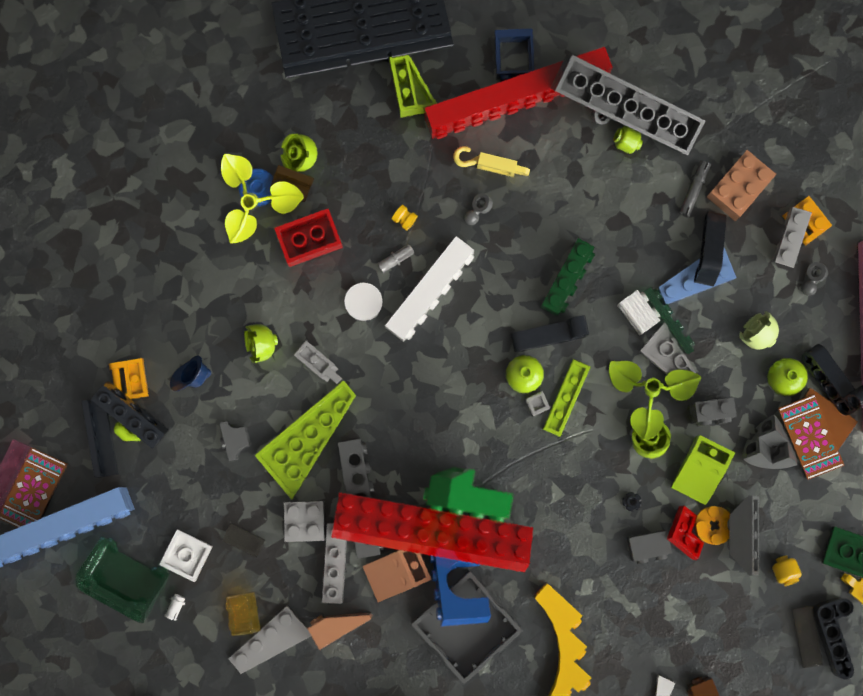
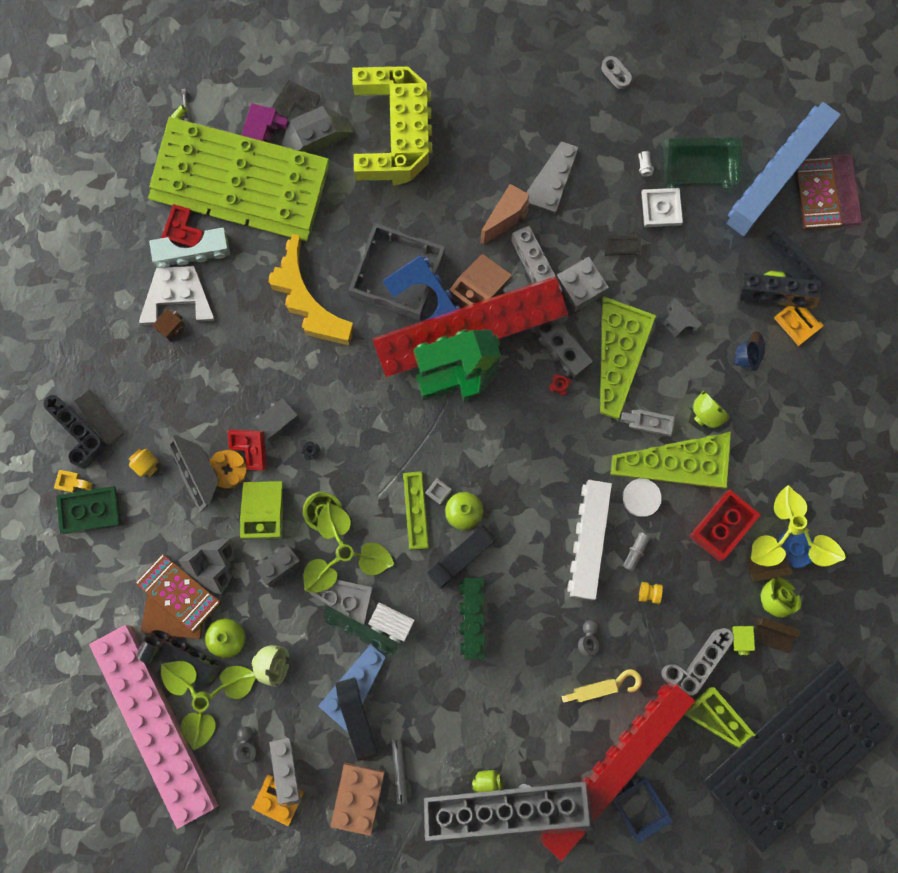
camera: 150 degrees right, 5 degrees down
(242, 614) = (587, 185): clear yellow brick -> none
(305, 309) = (685, 462): none -> lime wing
(320, 128) = (775, 634): none -> dark brown panel
(350, 137) = (743, 639): none -> lime brick
(376, 435) = (561, 389): none -> red plate
(394, 141) = (701, 658): none -> light grey beam
(844, 316) = (177, 679): none -> lime plant

